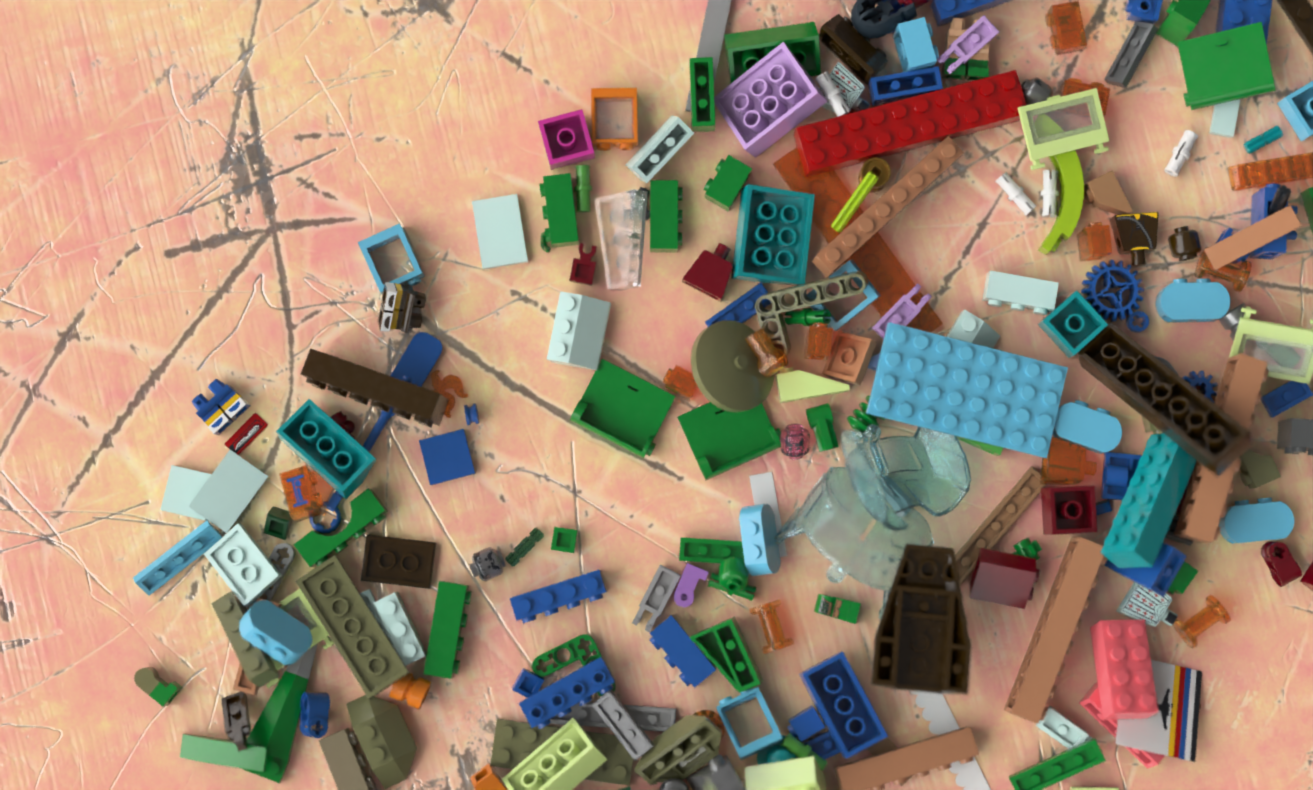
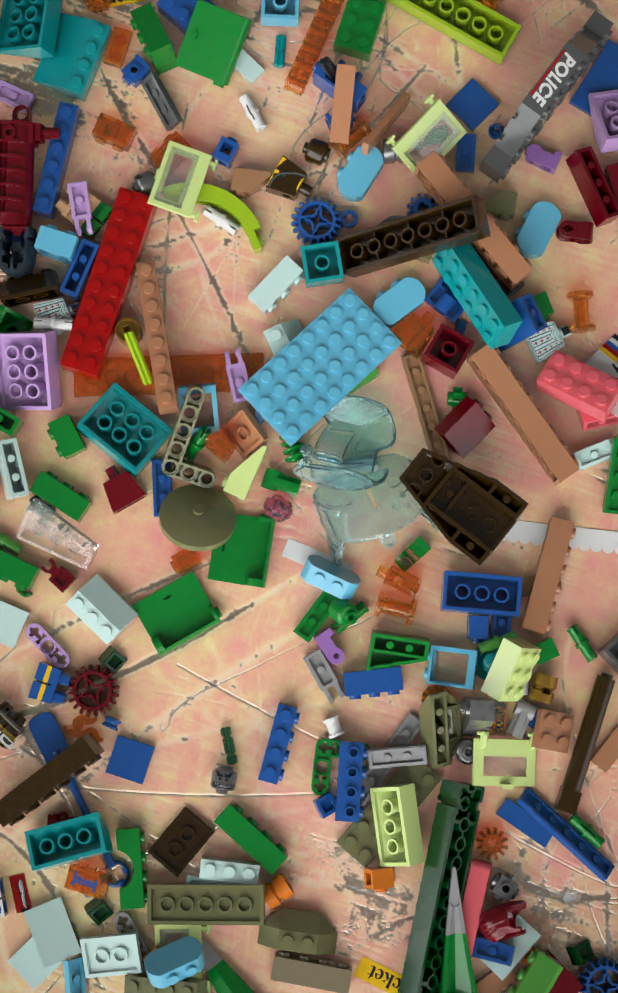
camera: 60 degrees left, 0 degrees up
(314, 712) = (248, 969): blue piece -> none
(480, 327) = (52, 676): none -> blue hips
(498, 316) = (34, 639): none -> lavender beam
(498, 365) = (96, 698): none -> dark red gear
(535, 374) = (112, 659): none -> dark green slope
(564, 539) = (242, 714): green plate -> none
(611, 641) = (333, 726): none -> white bush
(769, 358) = (209, 488): clear orange piece -> none
(802, 622) = (407, 583): none -> clear orange torso
(1015, 193) = (206, 243): white pin -> none
(1094, 242) = (275, 212): clear orange brick -> none
(1129, 146) = (226, 144): none -> blue brick
(1261, 294) = (385, 123): none -> nougat tile

